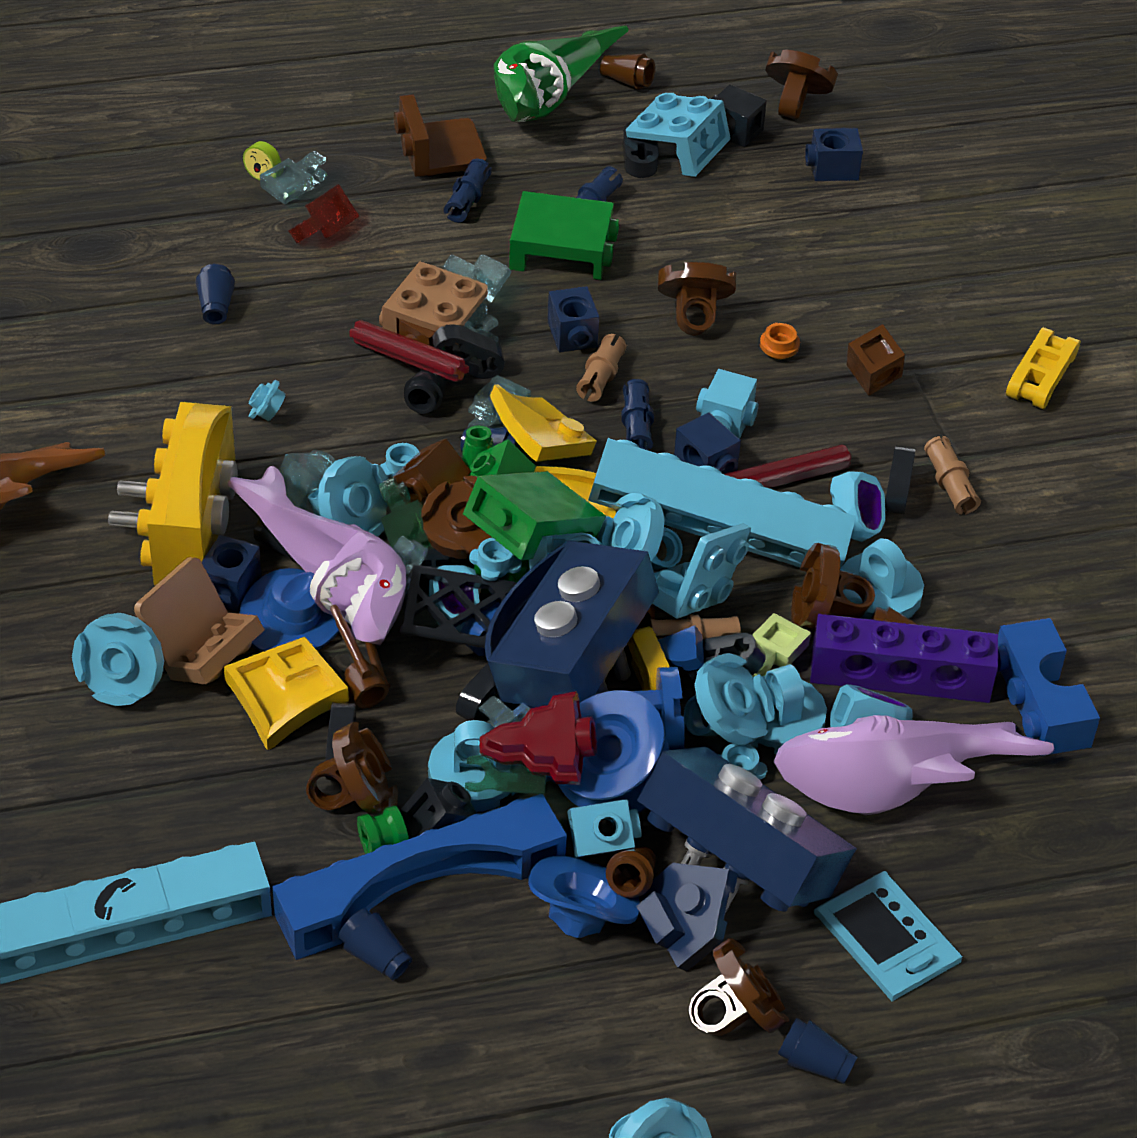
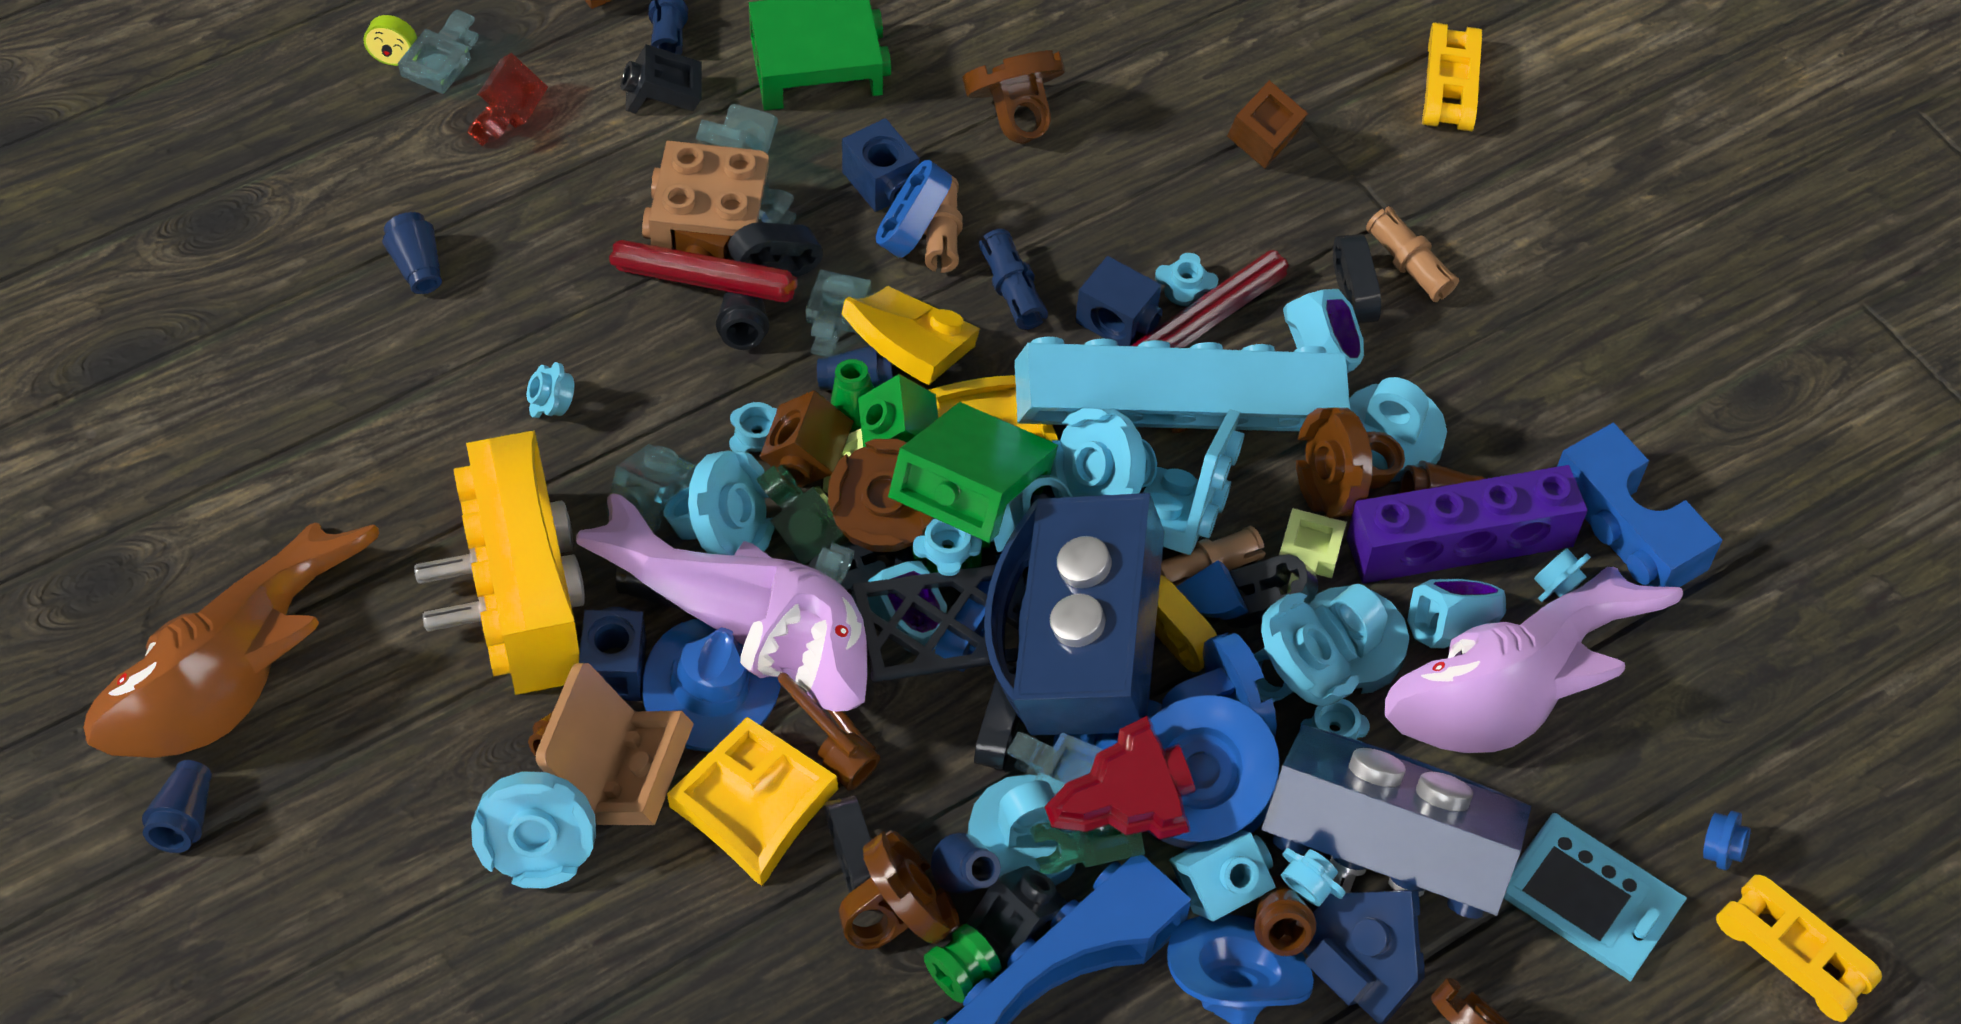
camera: 20 degrees left, 10 degrees up
(399, 771) = (964, 864): none -> dark blue cone
(443, 228) = (662, 78): none -> black bracket
(581, 350) = (913, 208): none -> blue beam
(661, 842) = (1311, 876): none -> medium azure plate
(730, 400) = (1116, 229): medium azure brick -> none
(767, 447) = (1183, 290): none -> medium azure plate
(780, 341) = (1137, 125): orange plate -> none
(965, 709) = (1561, 574): none -> medium azure plate
(1009, 923) = (1726, 840): none -> blue plate
(1036, 1014) = (1800, 946): none -> yellow plate

